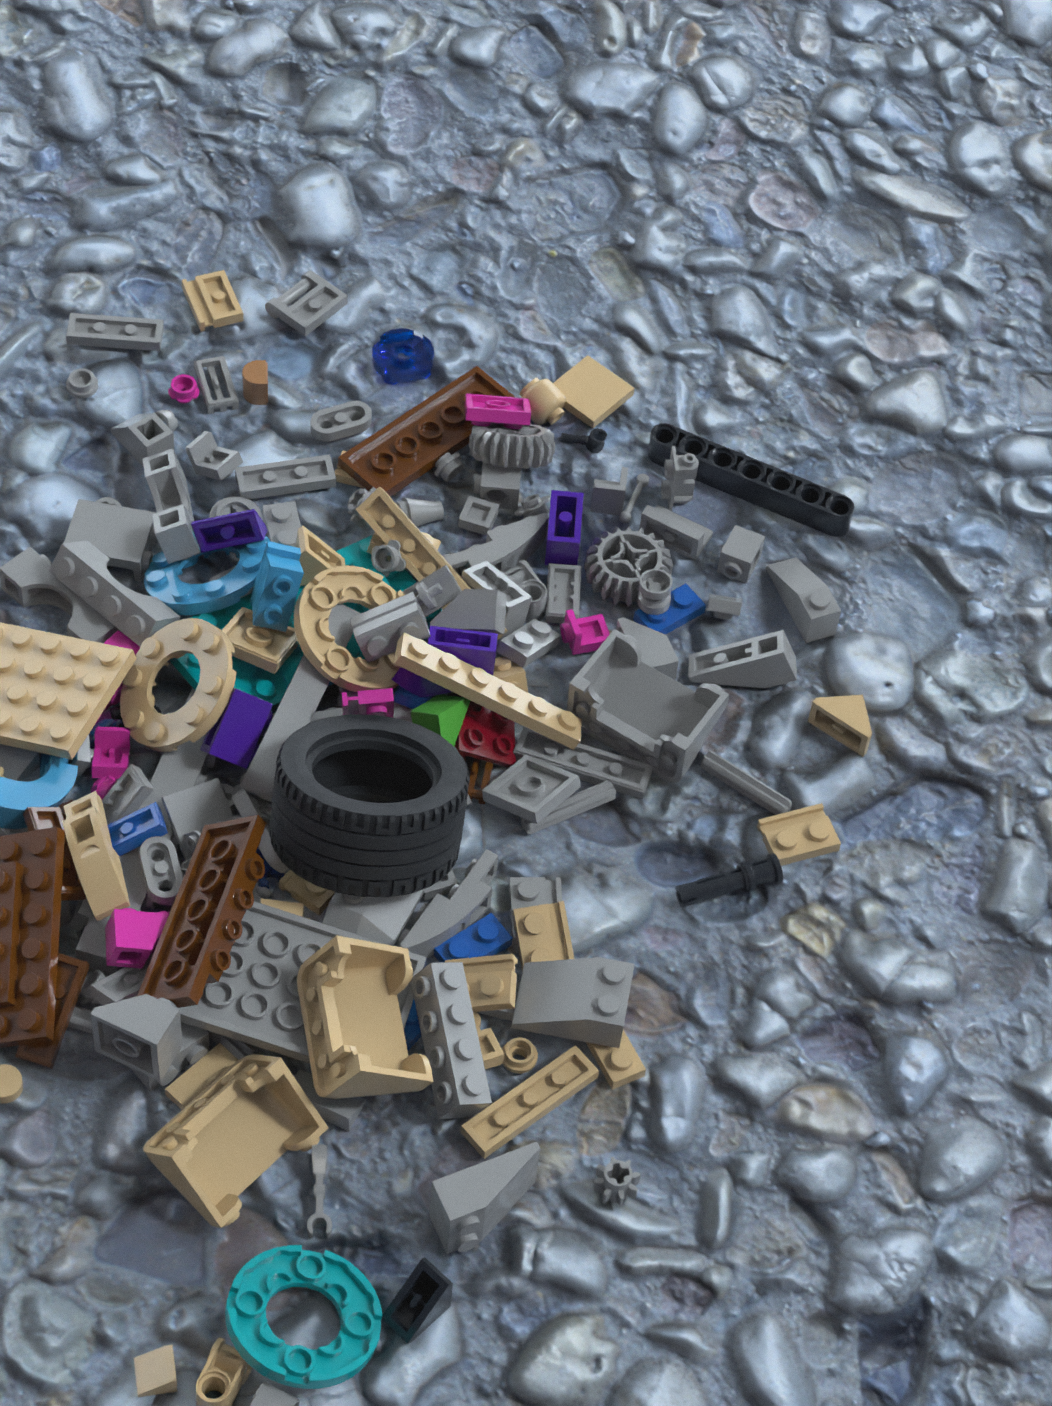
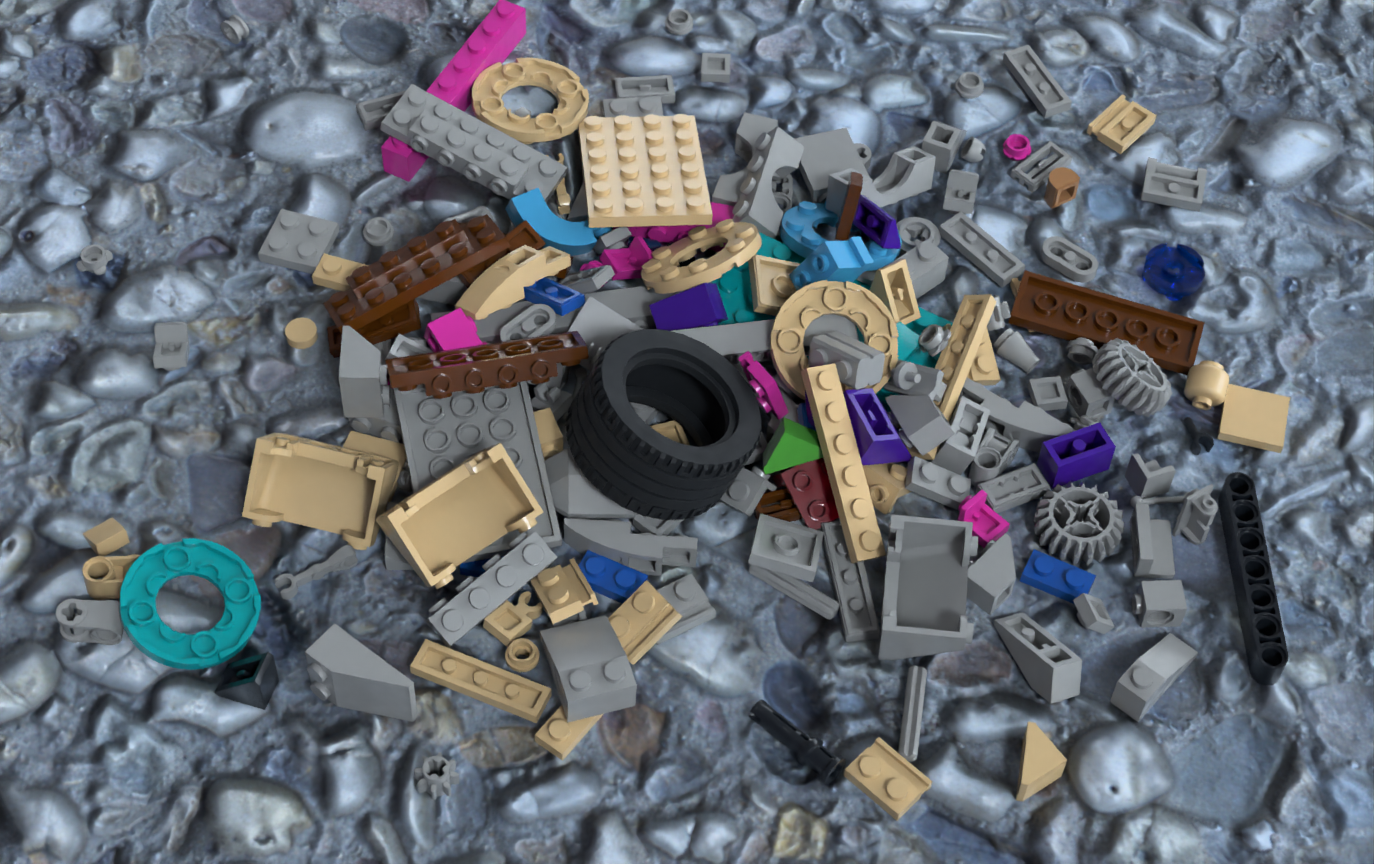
camera: 65 degrees right, 0 degrees up
(204, 537) = (849, 206): none -> reddish brown tile
(497, 409) = (1154, 348): dark pink plate -> none
(655, 591) = (1055, 547): light grey wheel -> none

